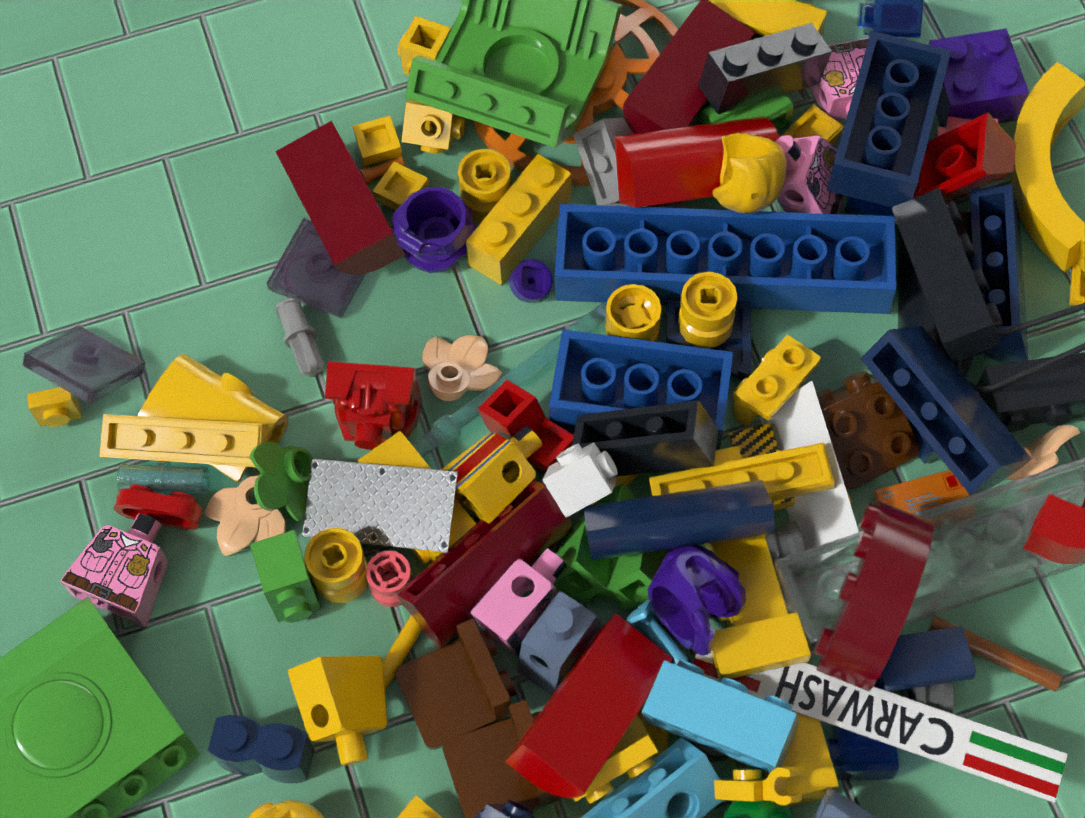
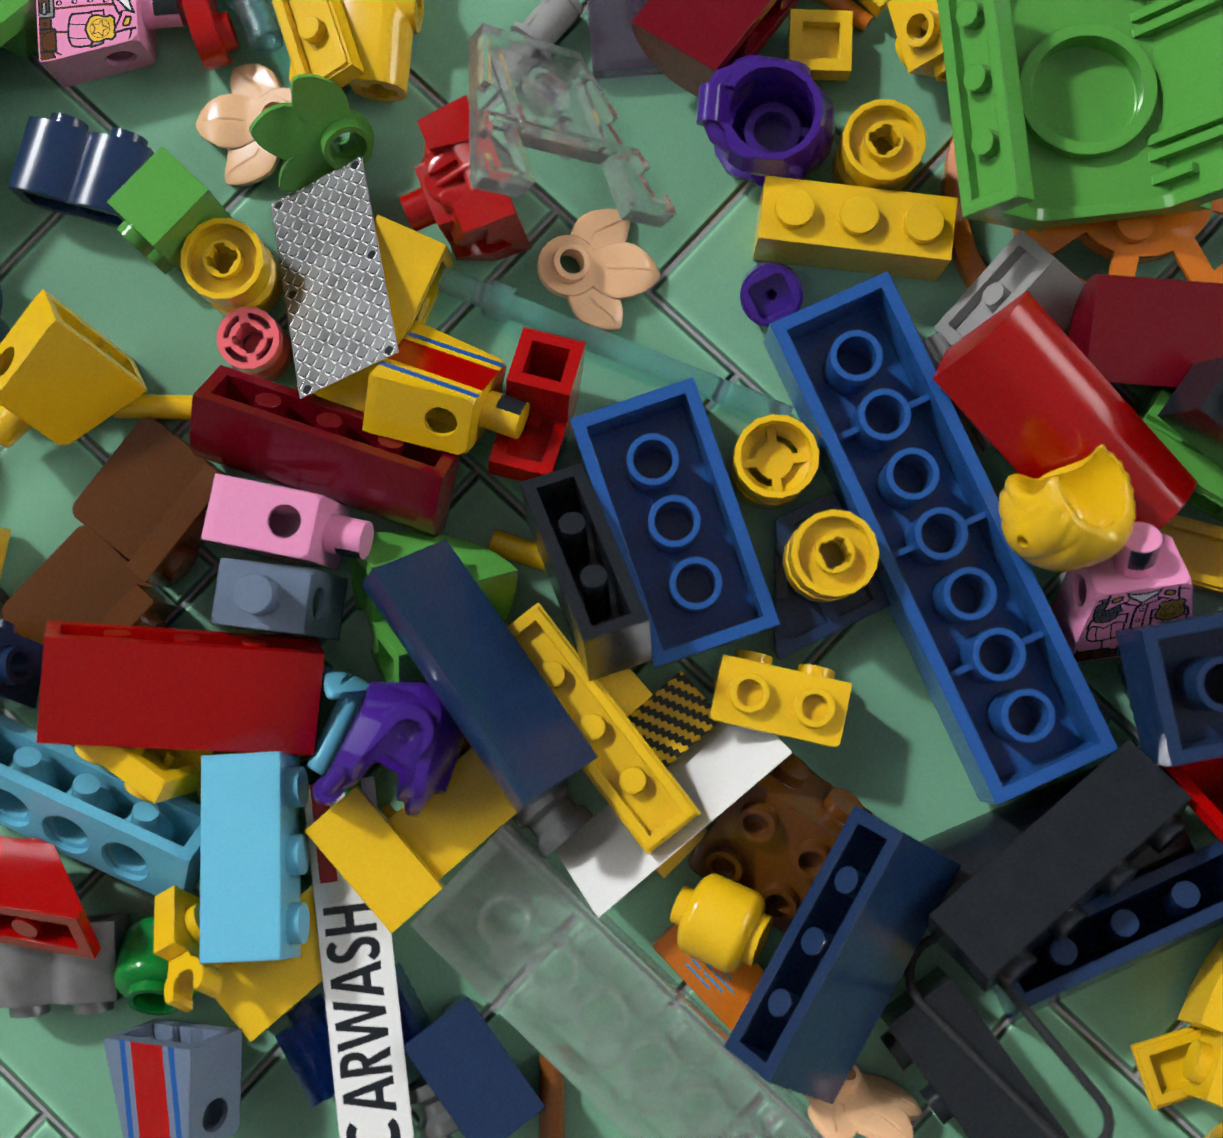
camera: 70 degrees right, 20 degrees up
(217, 629) = (75, 169): none -> dark blue brick
(363, 338) = (548, 102): none -> clear wing
(580, 477) = (478, 515): white brick -> none
(877, 596) = (512, 1002): dark red brick -> none
(895, 473) = (721, 923): none -> yellow head

